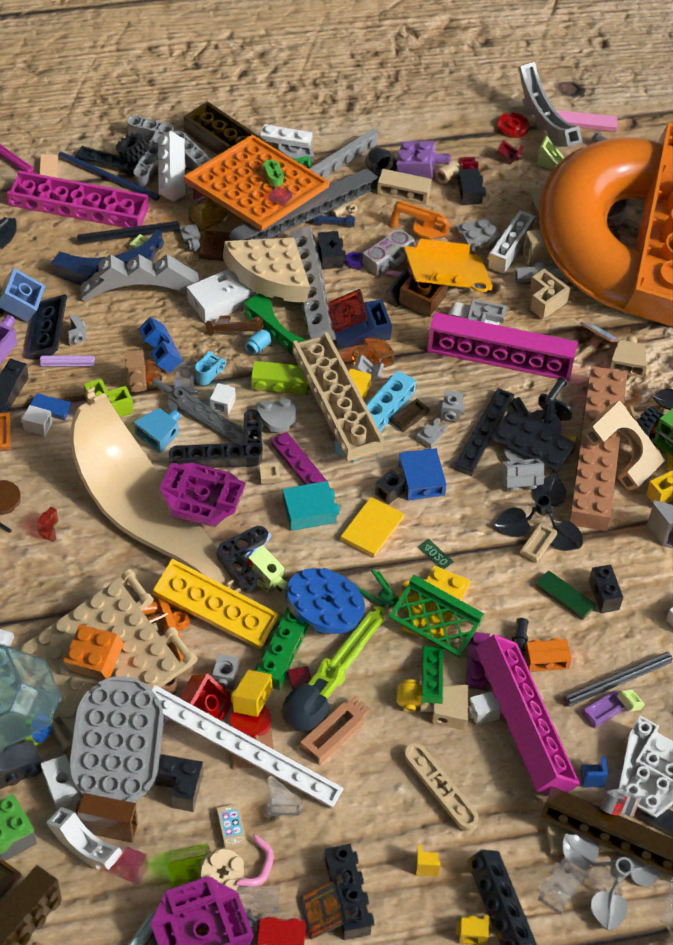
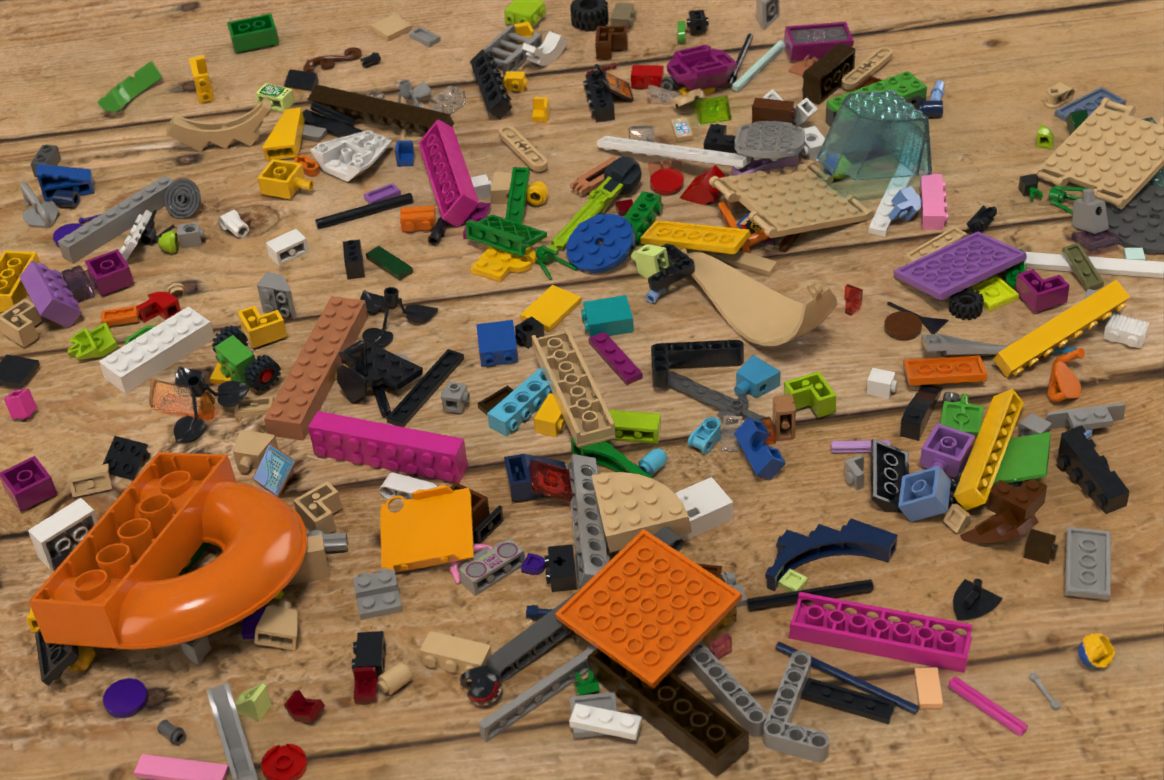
camera: 170 degrees left, 10 degrees down
(58, 408) = (870, 403): blue tile -> none
(93, 652) = (794, 183): orange brick -> none
(132, 147) = (812, 700): black tyre -> none
(132, 865) = (748, 101): clear pink brick -> none
(139, 270) = (787, 505): light grey arch -> none
(171, 166) = (761, 662): white brick -> none
(200, 493) = (708, 305): magenta piece -> none
(222, 399) = (691, 405): white brick -> none
(223, 324) = (691, 477): reddish brown piece -> none
(226, 664) = (686, 205): light grey brick -> none
(252, 693) = (666, 183): yellow brick -> none
(269, 473) = (644, 343): tan plate -> none
(269, 857) = (660, 103): bright pink animal -> none
(273, 173) = (629, 606): bright green beam -> none
(277, 414) = (635, 395): light grey slope -> none
(280, 196) = (619, 572): clear pink tile -> none
(364, 365) = (533, 436): light grey bracket -> none
(376, 351) = (520, 445): clear orange brick -> none
(420, 158) = (429, 685): medium lavender brick -> none
(427, 222) = (437, 605): orange piece -> none
(431, 434) = (480, 383): light grey plate -> none
(435, 554) = (496, 292): clear green sticker -> none
(486, 311) = (399, 482): light grey tile -> none
(510, 242) = (339, 572): white brick -> none
(522, 473) = (400, 338): light grey brick -> none
(538, 542) = (407, 293): tan tile -> none
(620, 802) = (395, 125): light grey leg -> none
(630, 700) = (360, 194): yellowish green tile -> none
(644, 454) = (297, 346): tan arch -> none

